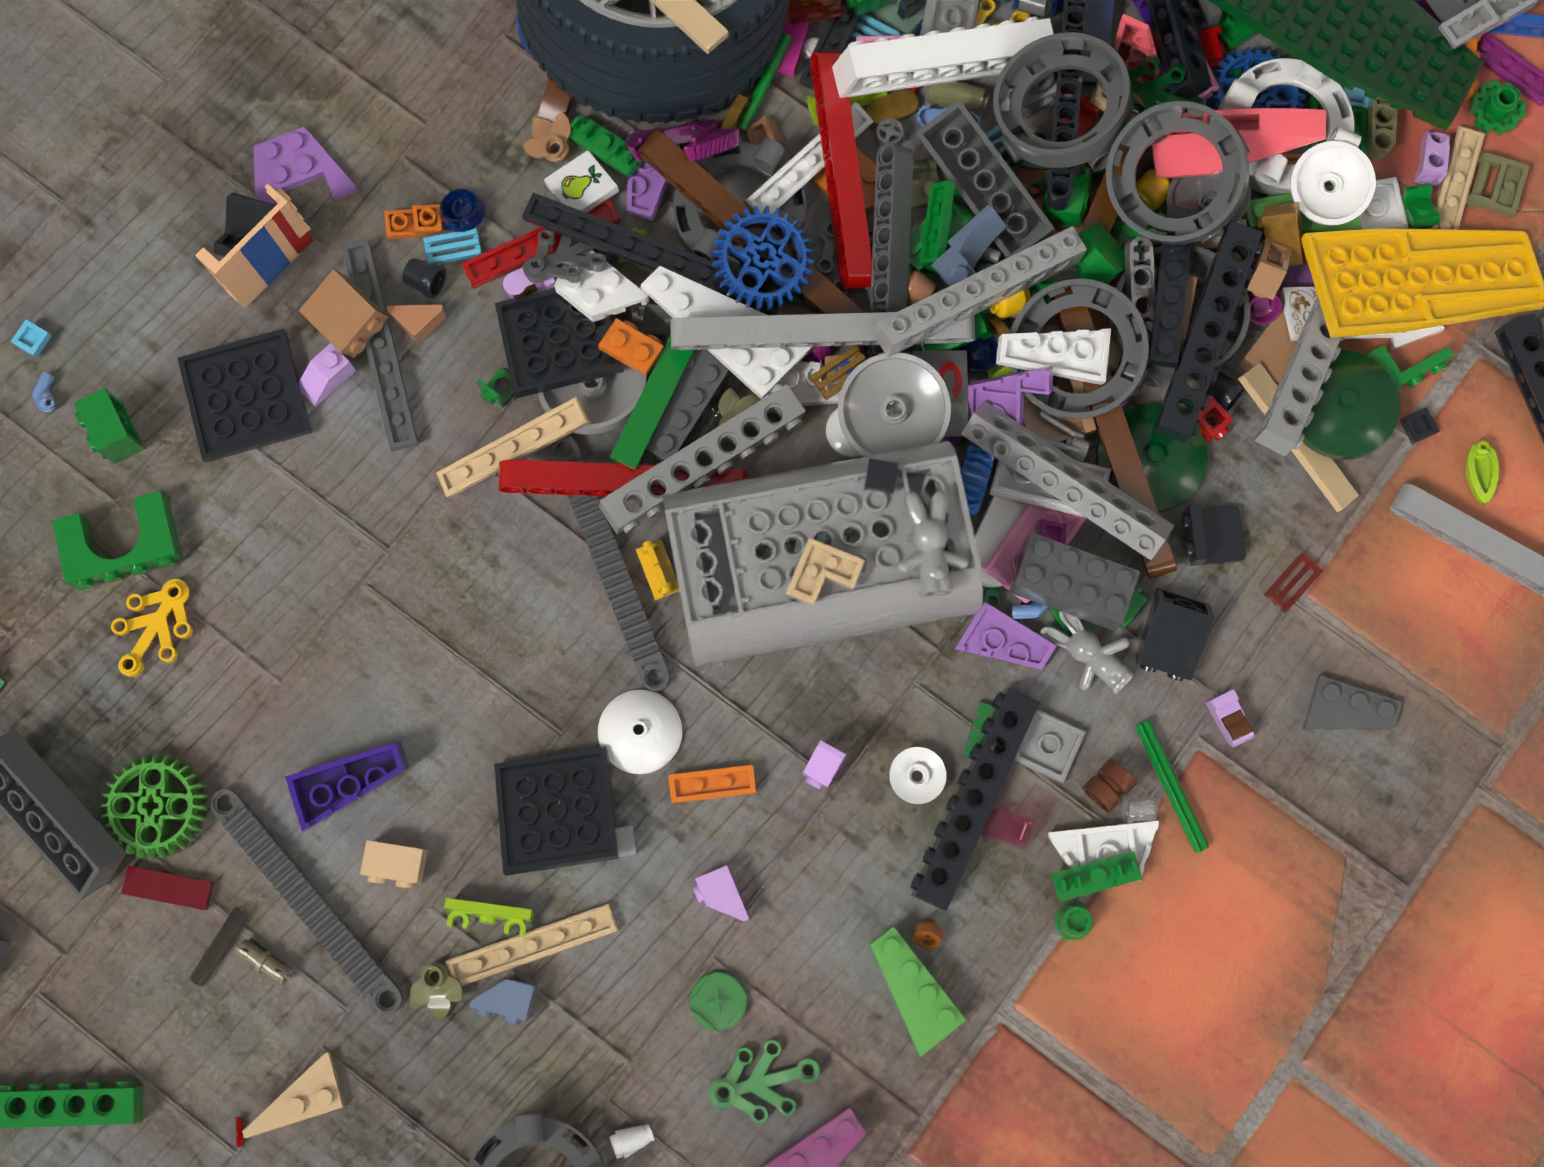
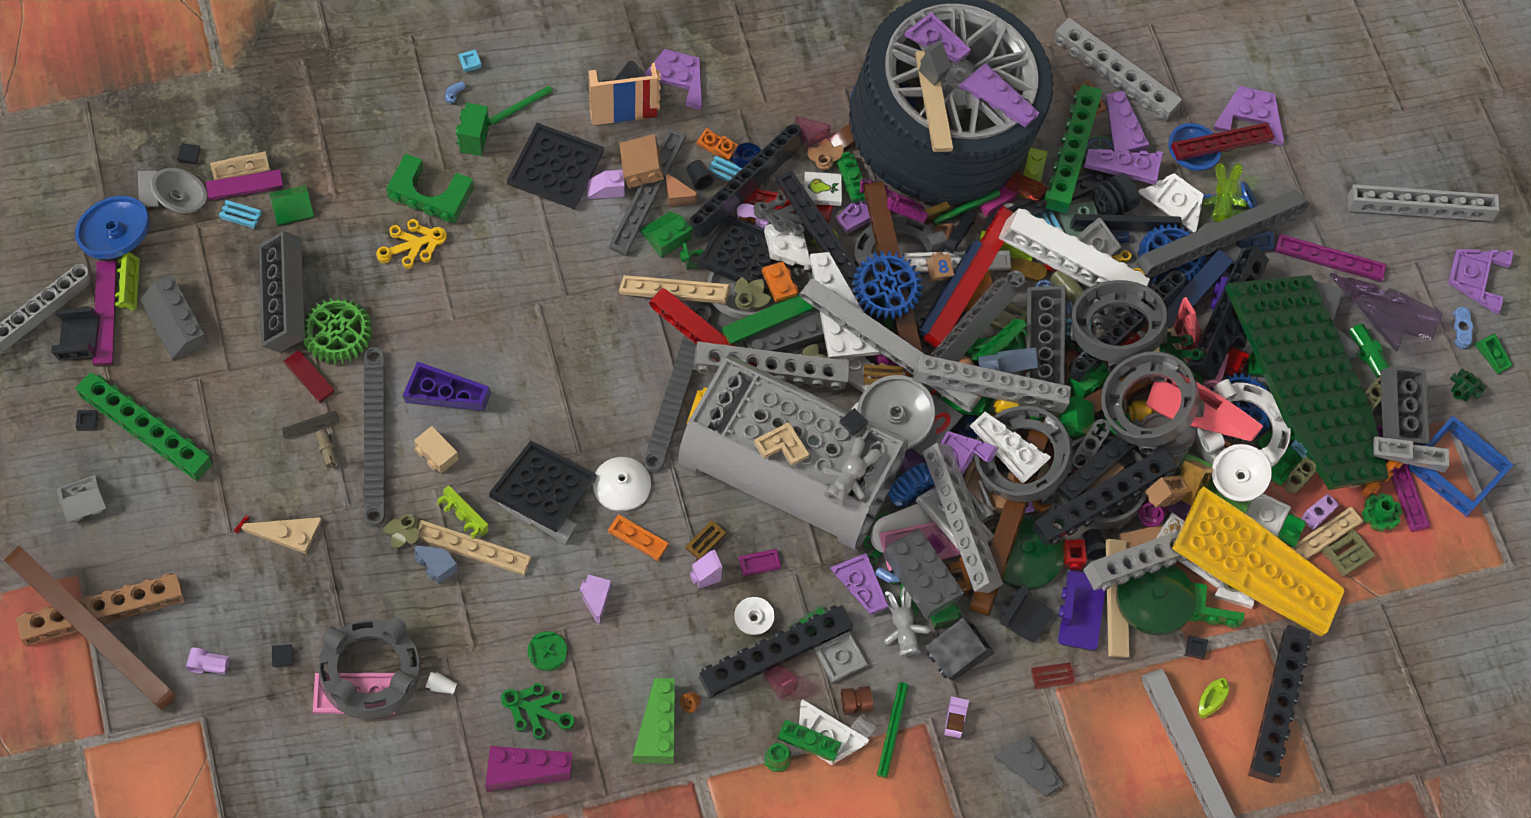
camera: 30 degrees right, 15 degrees down
(138, 349) = (518, 106): none -> green bar
(444, 380) = (667, 233): none -> green slope
(488, 244) = (746, 181): none -> black beam
(511, 121) = (813, 131): none -> clear pink slope
(610, 384) = (752, 292): none -> olive plate
(785, 121) = (960, 231): none -> black beam
(788, 750) = (694, 552): none -> pearl gold tile
(800, 185) = (940, 267): none -> medium nougat brick
(829, 203) = (948, 288): none -> dark blue tile
(870, 703) = (759, 562): none -> magenta tile
(1117, 549) = (959, 568): none -> dark orange hips
(1266, 482) = (1080, 612): none -> dark purple bracket

